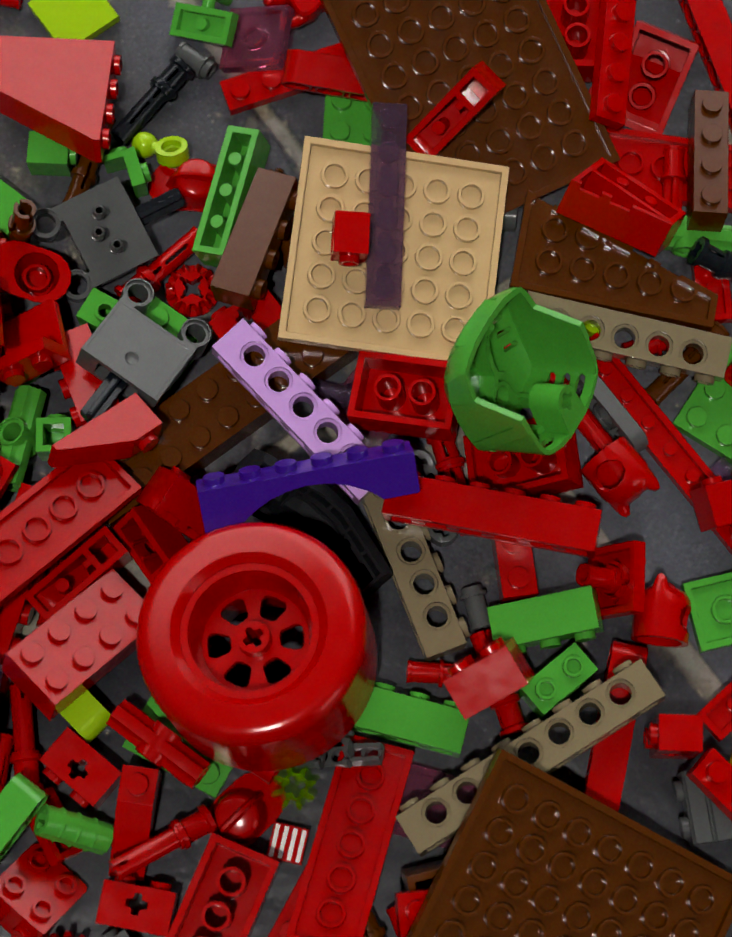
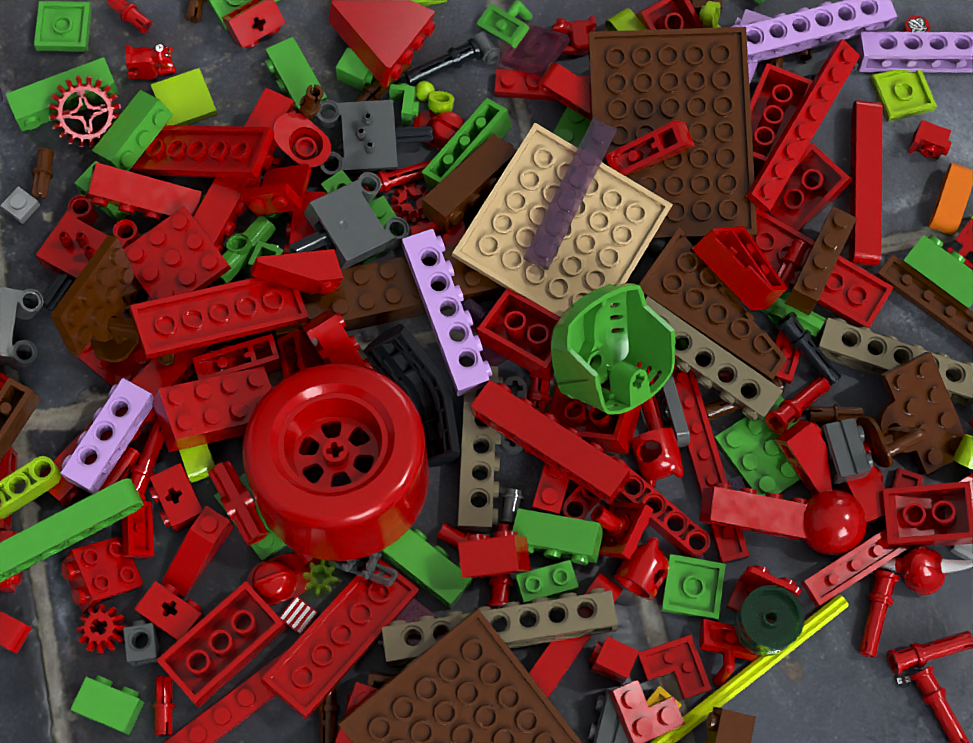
camera: 20 degrees right, 5 degrees down
(73, 829) = (150, 536): bright green axle -> none
(178, 835) = (222, 574): red pin -> none
(350, 237) = (534, 204): red brick -> none
(381, 470) = (481, 373): dark purple arch -> none
(654, 551) = (657, 521): none -> red beam

